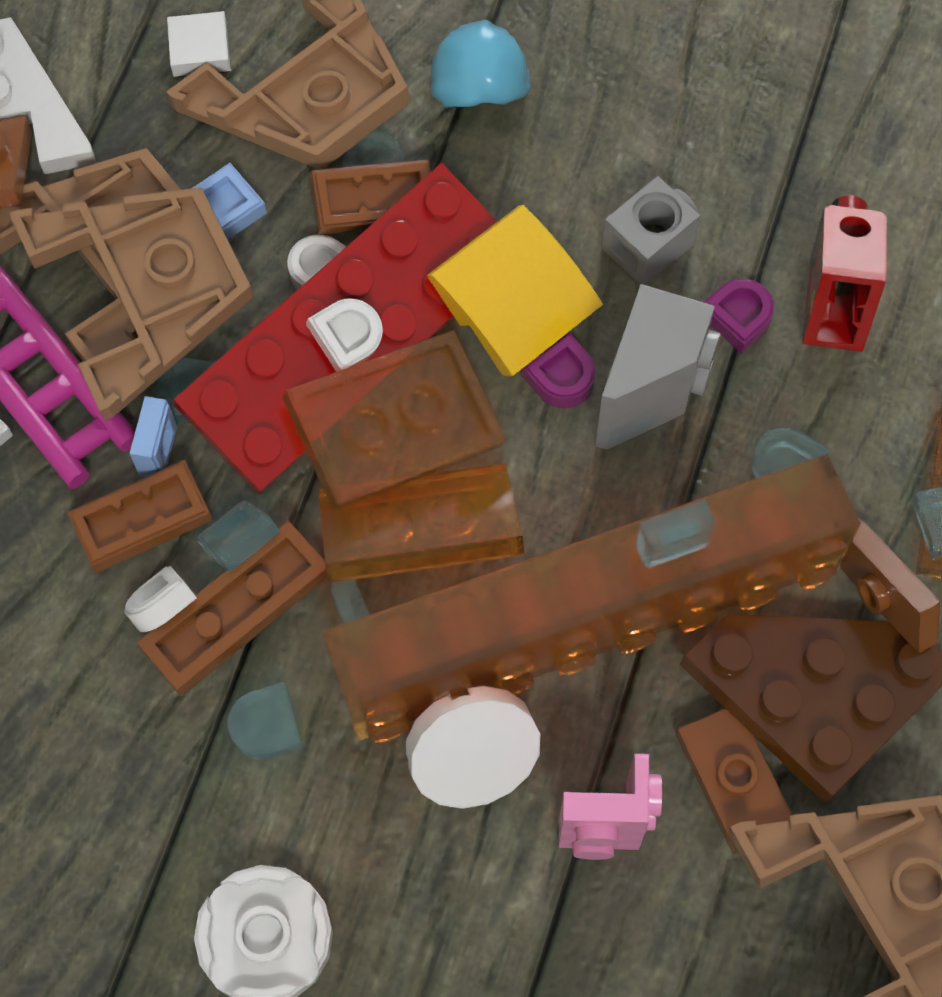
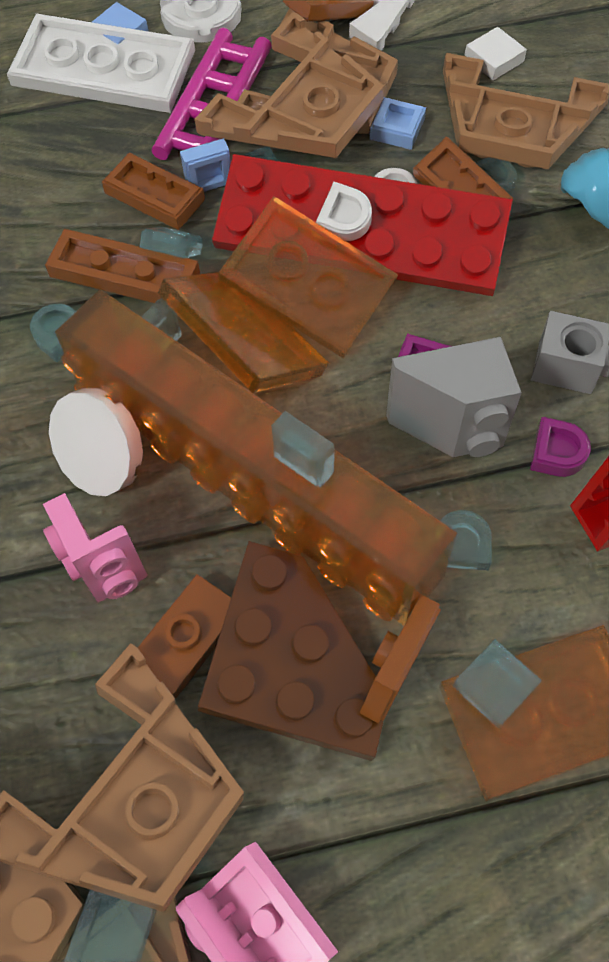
camera: 60 degrees right, 5 degrees down
(158, 600) = (104, 227): white tile -> none
(515, 290) = (455, 292): yellow slope -> none

